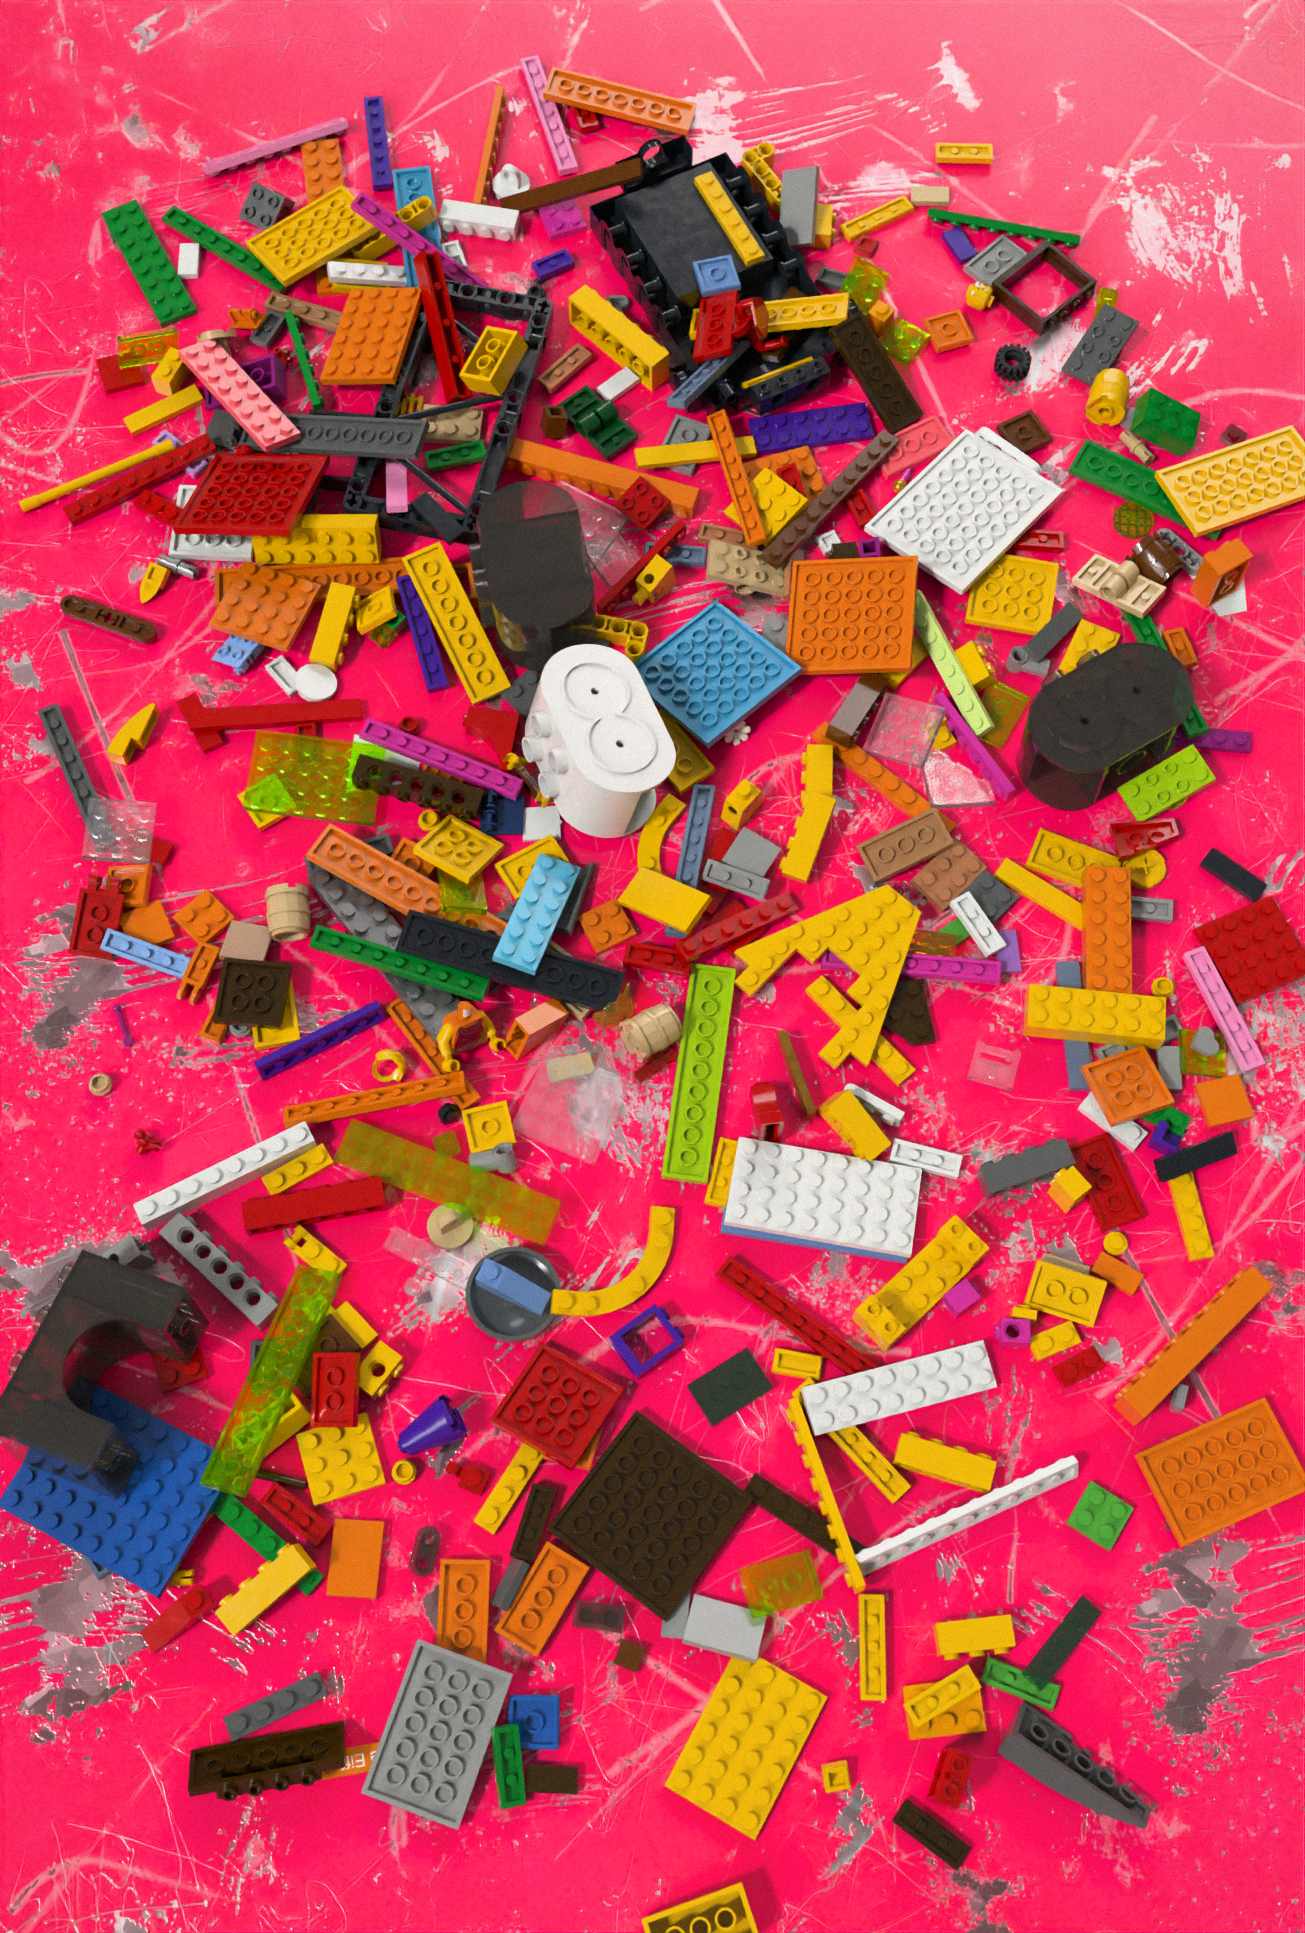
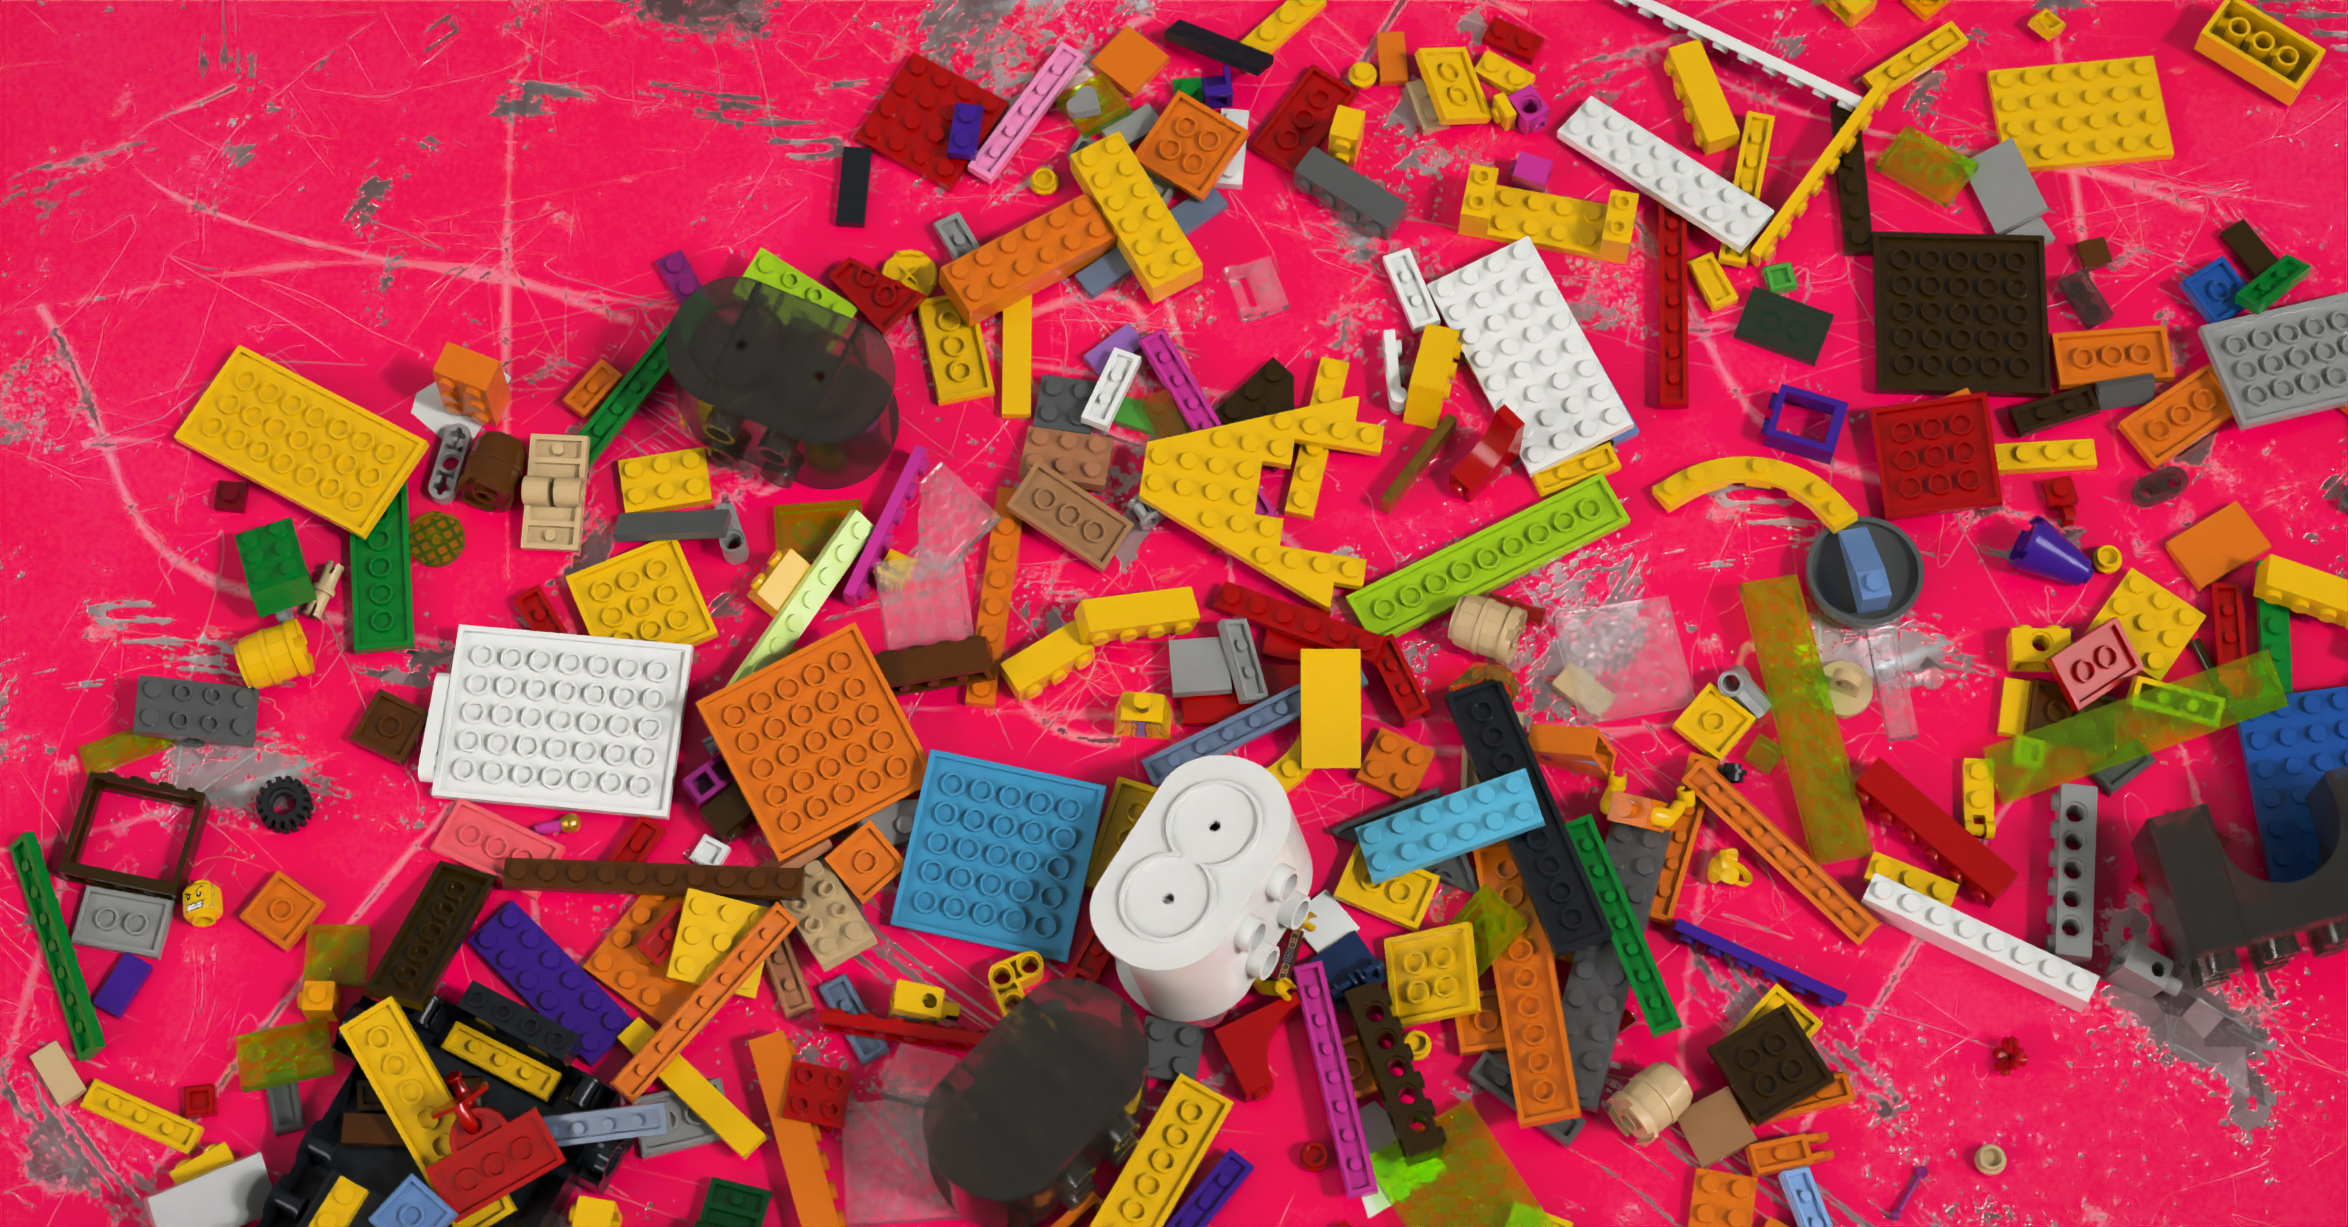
camera: 125 degrees left, 0 degrees up
(763, 607) = (865, 861): none -> orange tile
(767, 1412) = (1780, 278): none -> bright green tile
(1230, 957) = (965, 131): none -> dark purple plate

